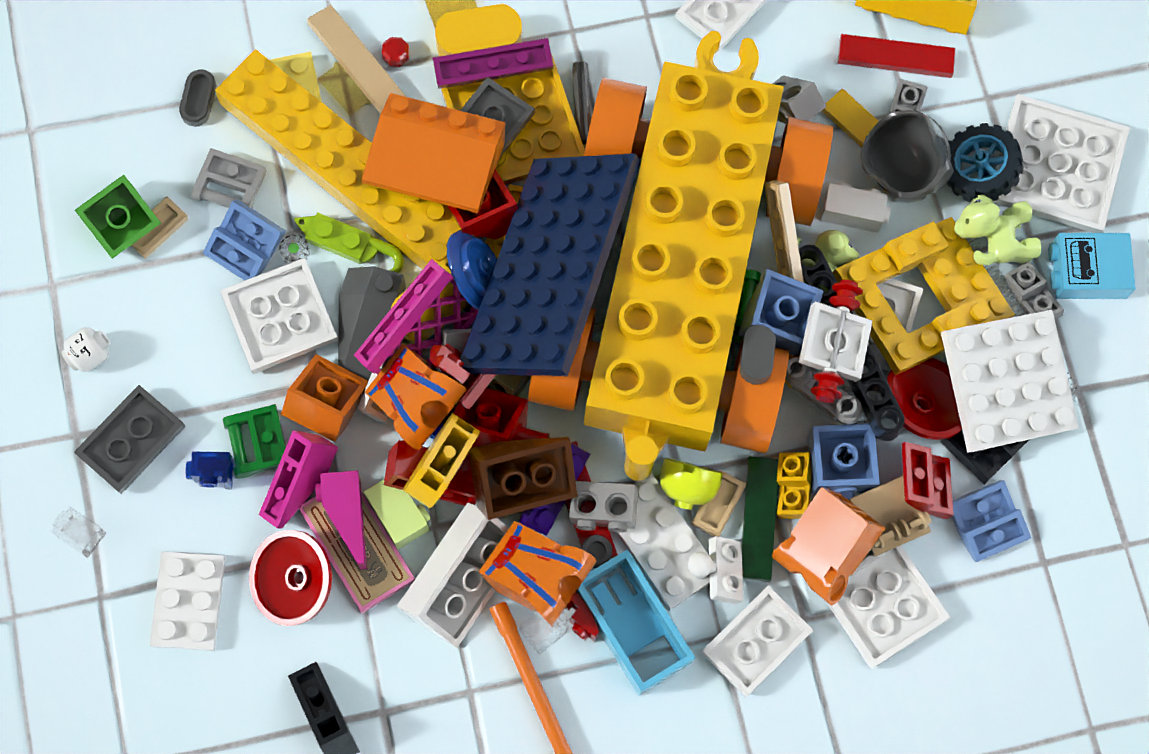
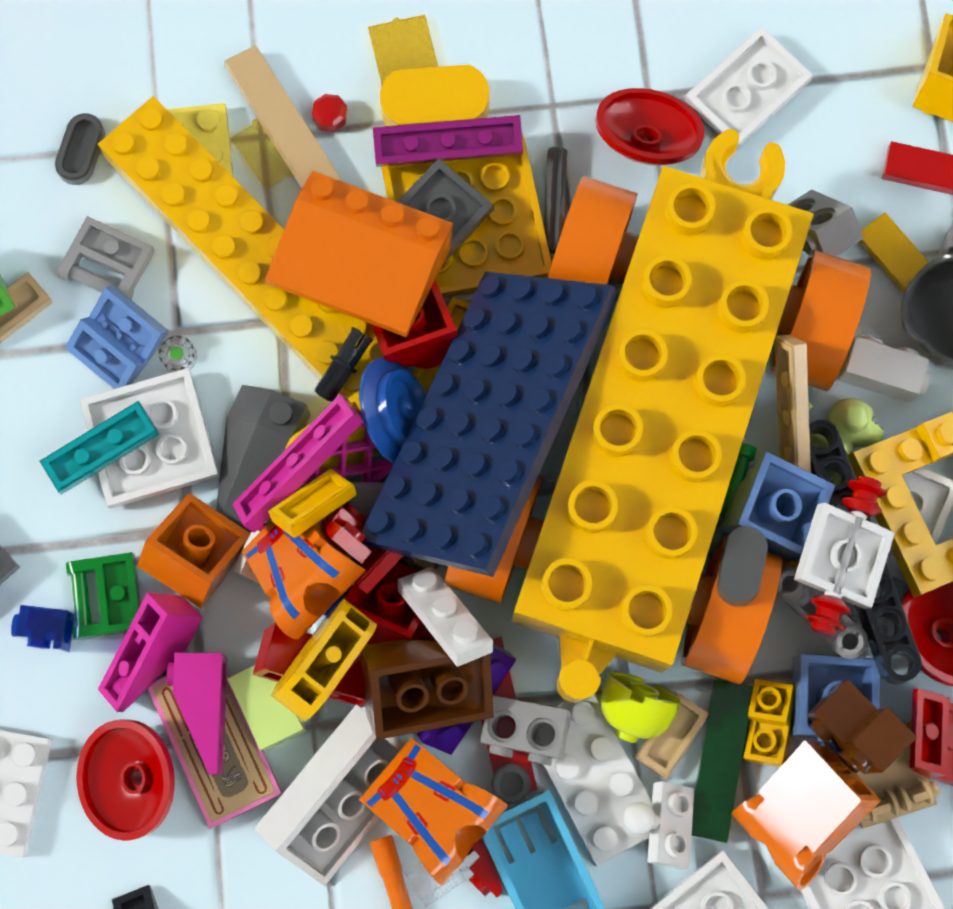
camera: 10 degrees right, 5 degrees up
(241, 325) = (99, 447): none -> teal tile
(346, 240) = (245, 350): lime plate -> none
(418, 344) = (312, 503): none -> yellow tile
(430, 239) = (343, 364): none -> black axle
(531, 419) = (445, 616): none -> white plate
(650, 38) = (649, 126): none -> red dish
(861, 473) = (864, 734): none -> reddish brown brick

